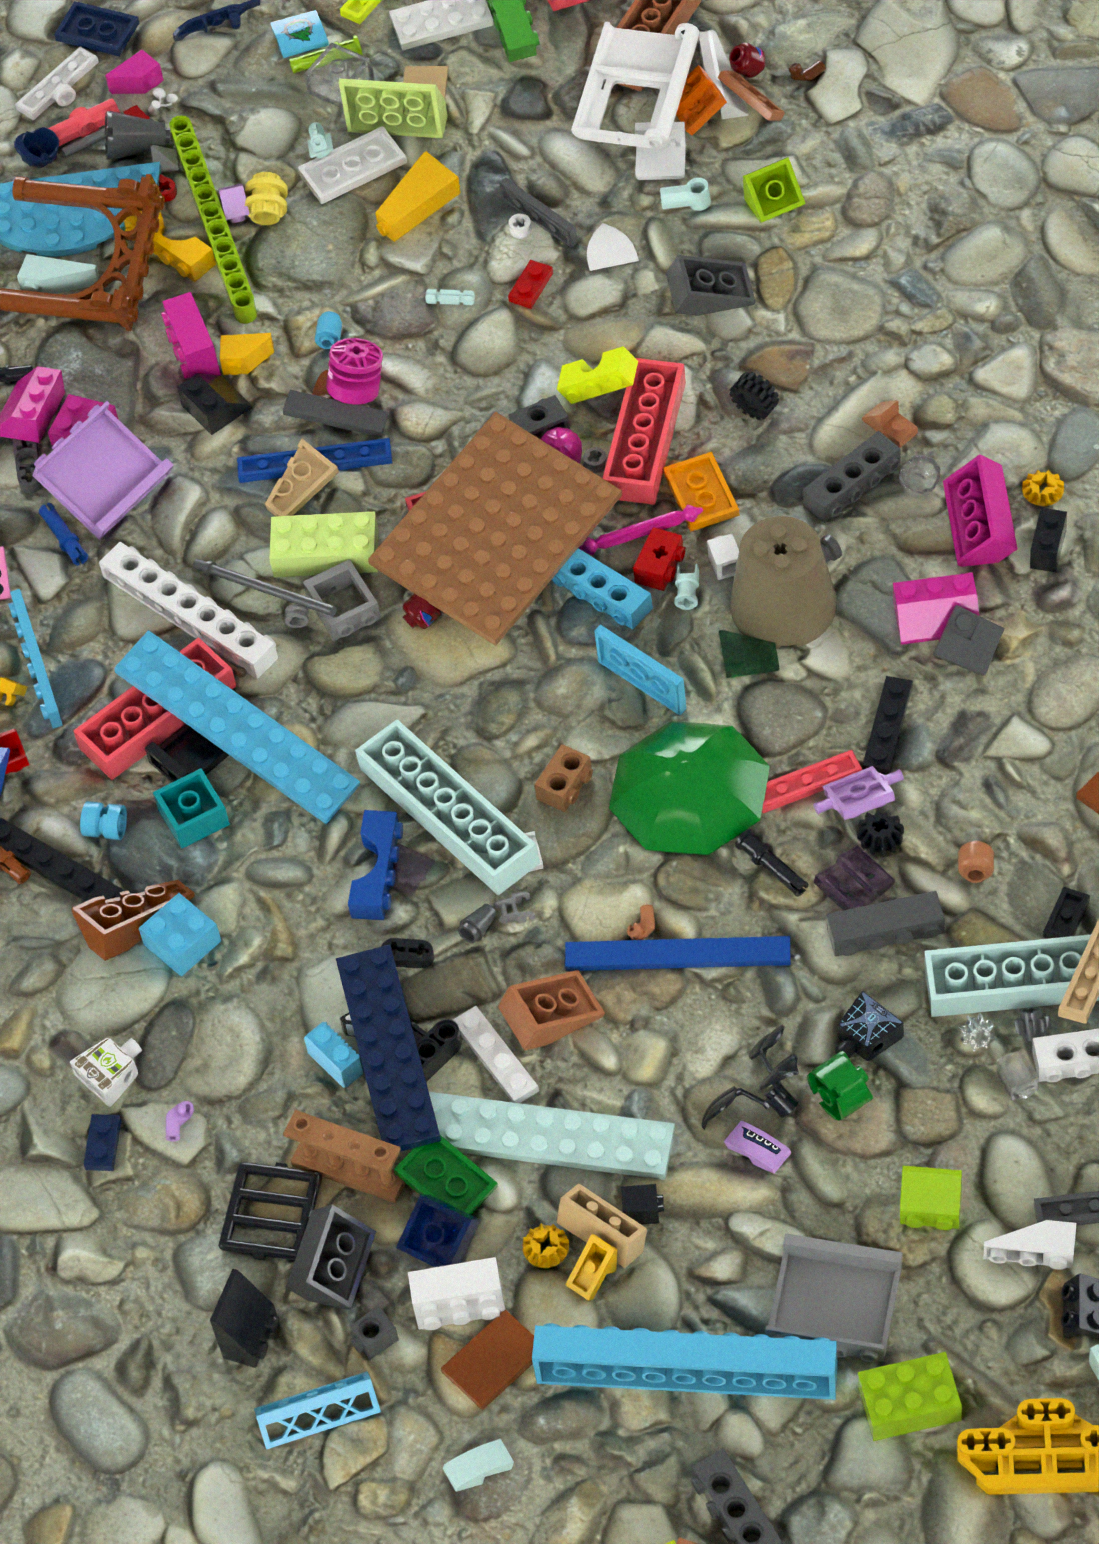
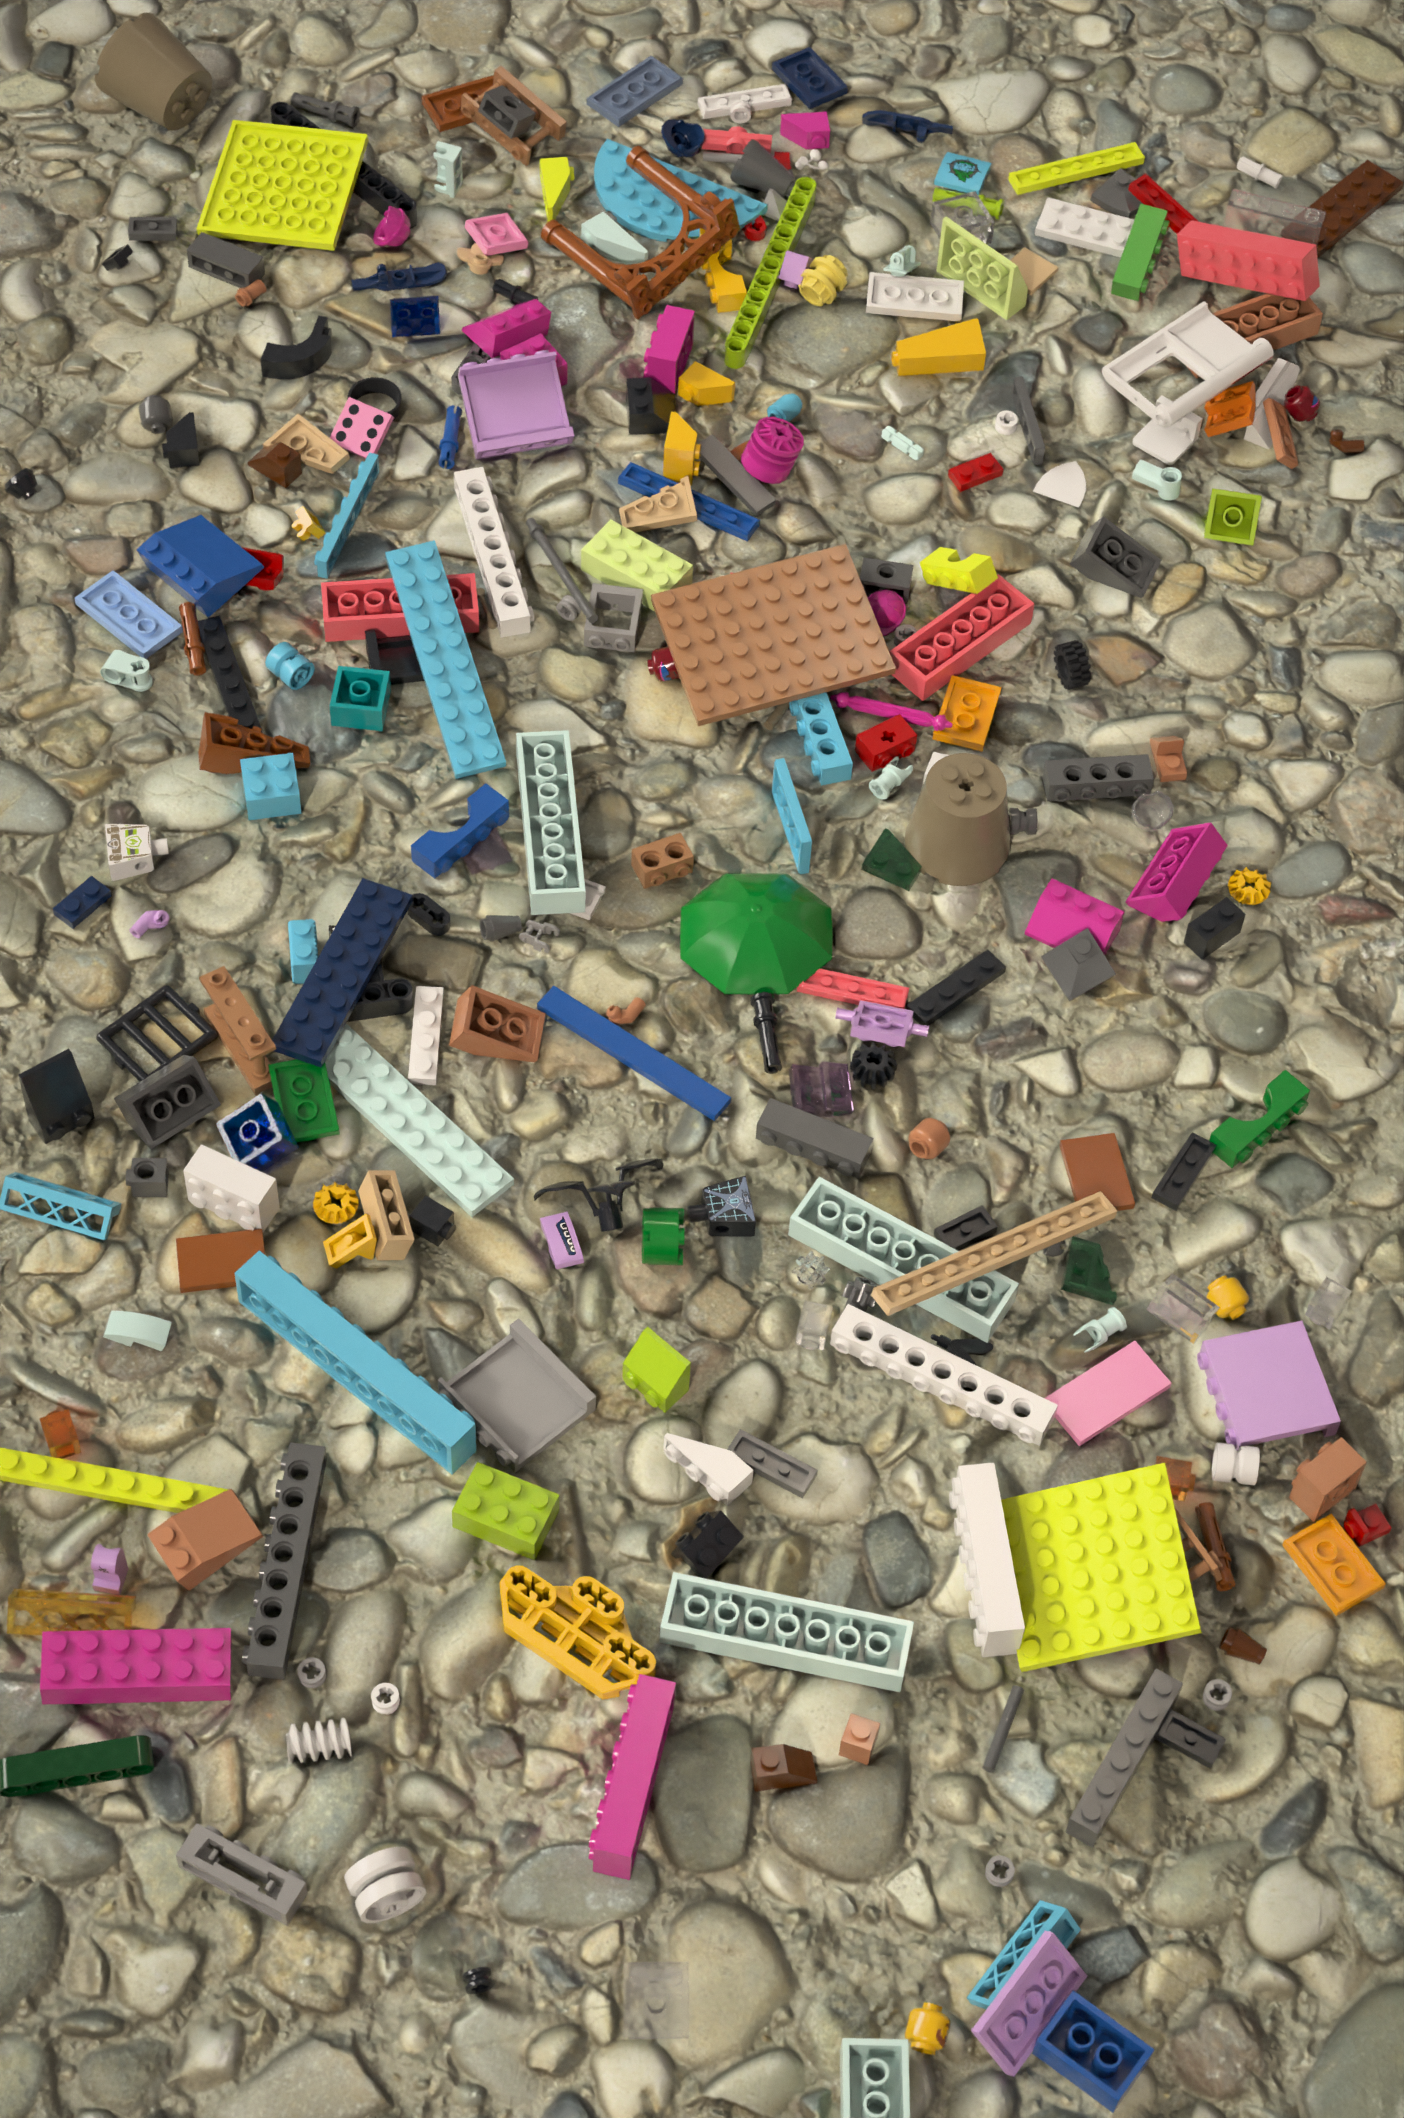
camera: 25 degrees right, 0 degrees up
(276, 420) = (681, 450): none -> yellow slope

